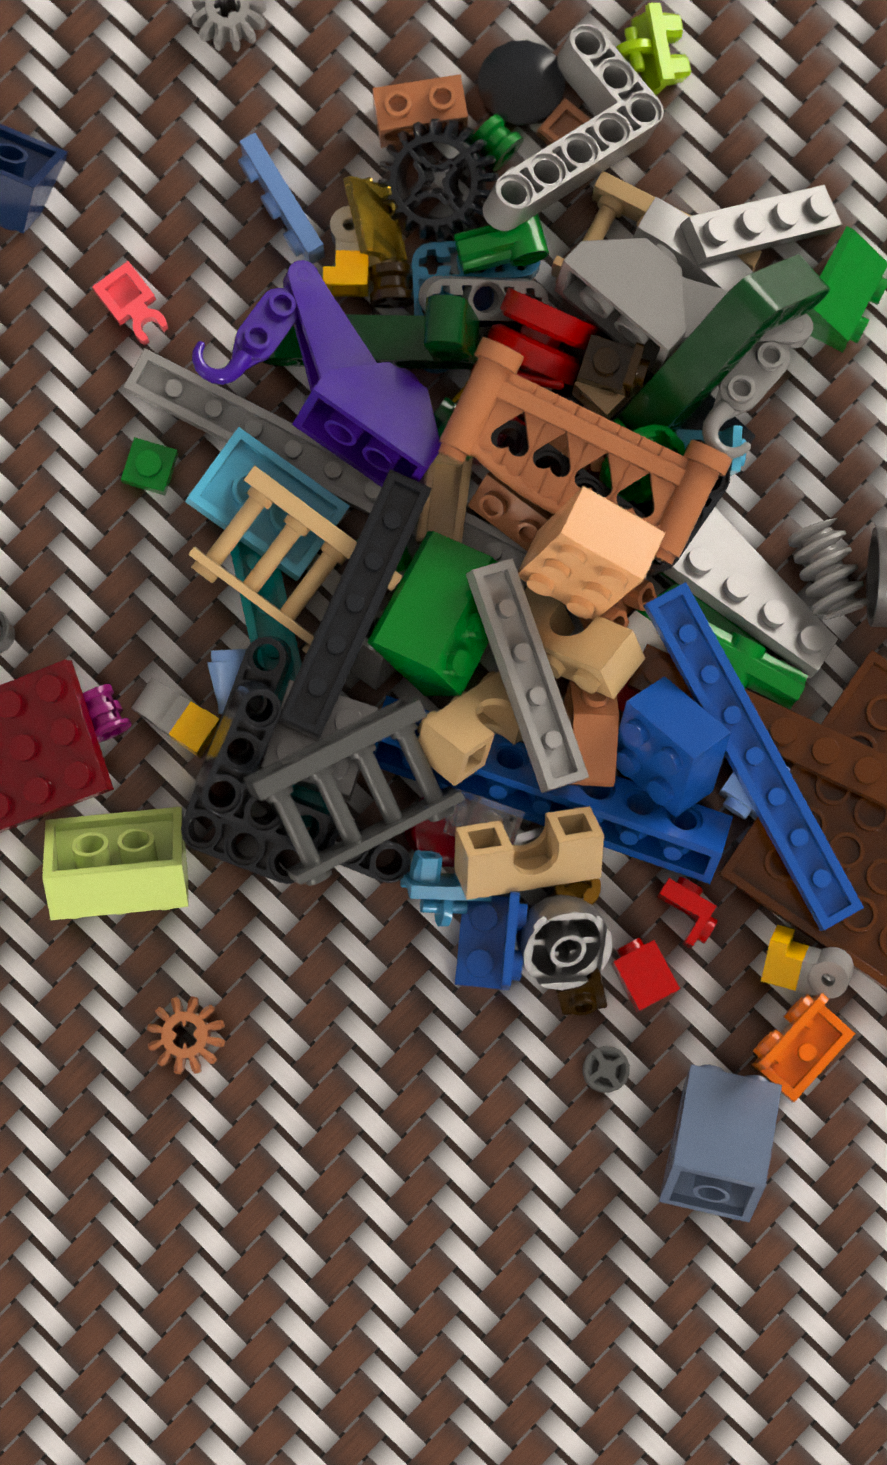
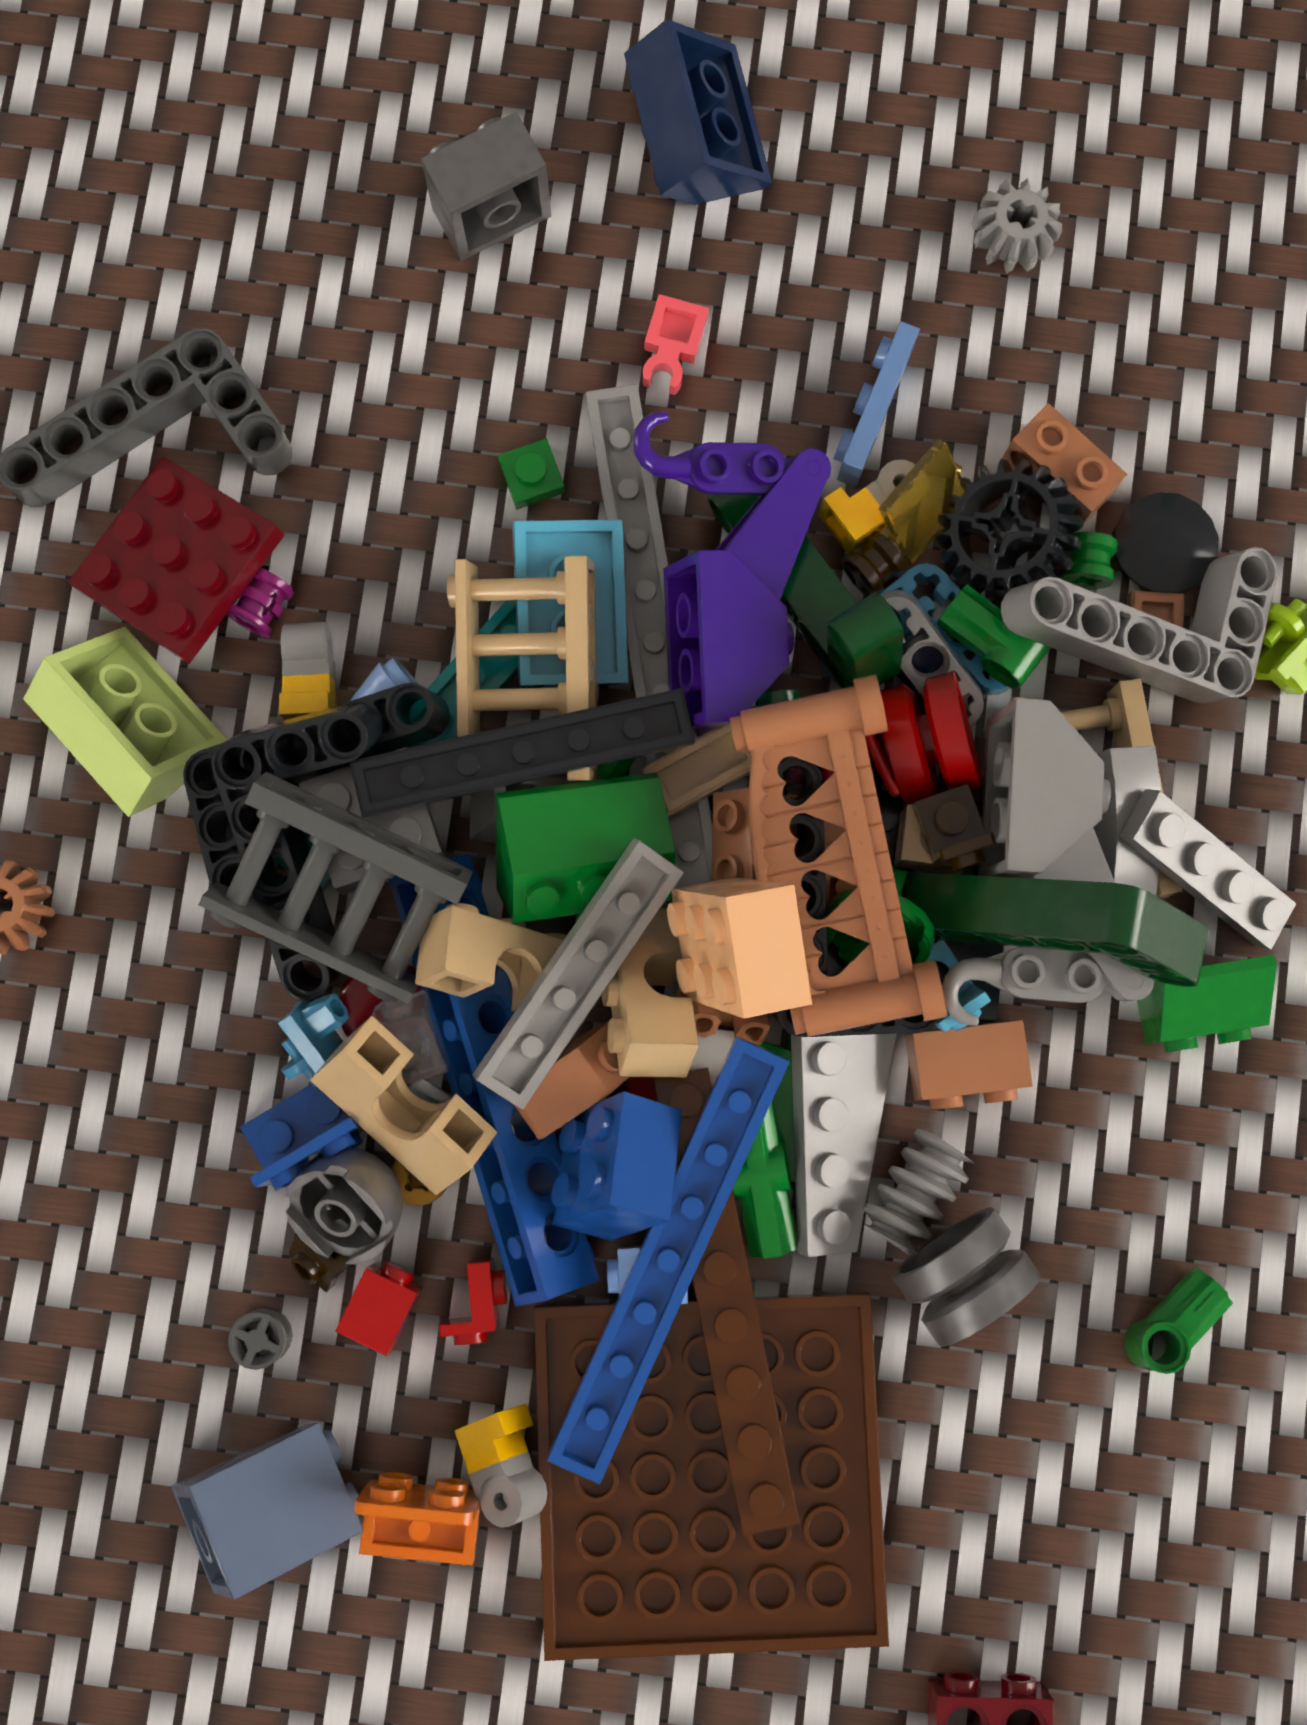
camera: 50 degrees right, 0 degrees up
(769, 473) = (969, 1062): none -> nougat brick

